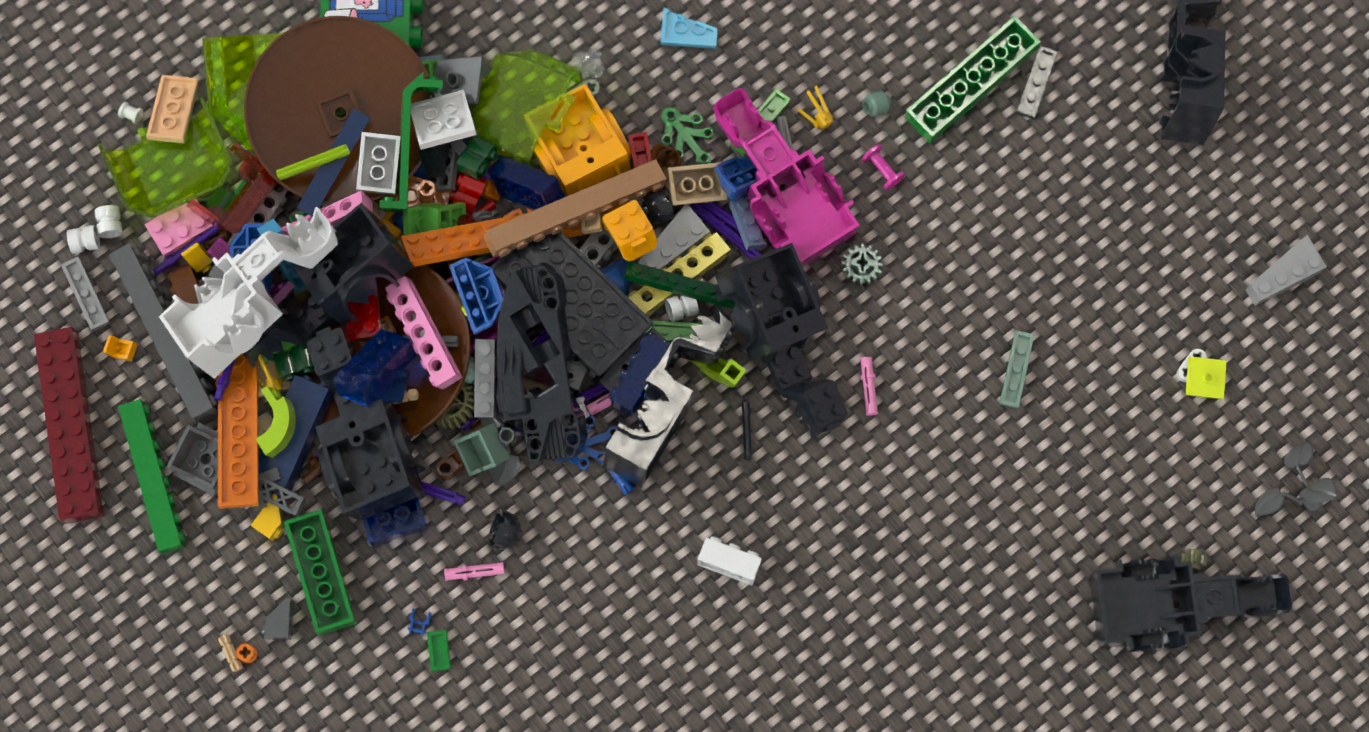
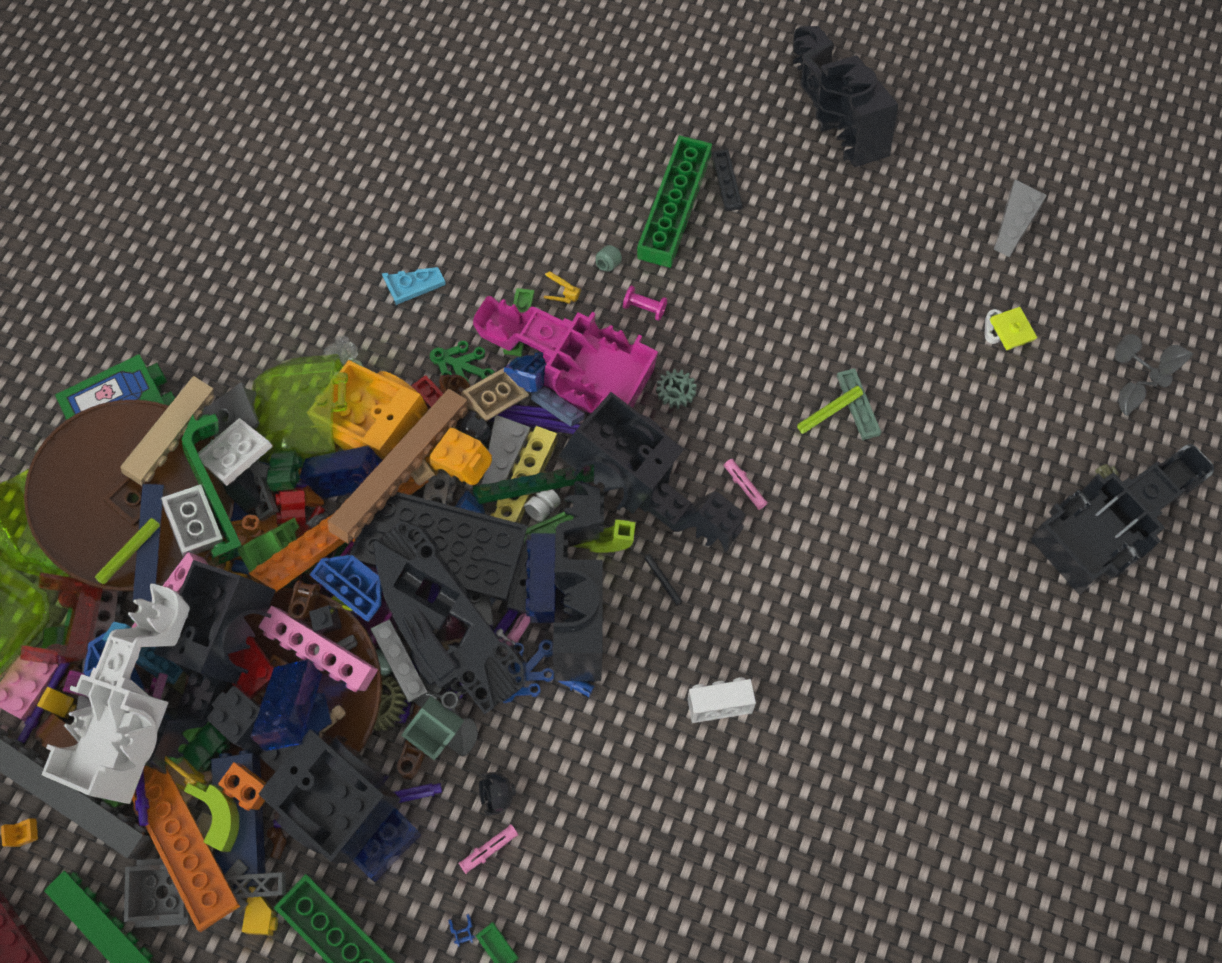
camera: 30 degrees left, 10 degrees down
(313, 411) = (247, 783): none -> orange brick
(398, 71) = (167, 431): none -> tan brick
(434, 285) = (303, 596): none -> reddish brown piece
(441, 312) = (325, 620): none -> black brick
(986, 360) = (830, 409): none -> lime axle

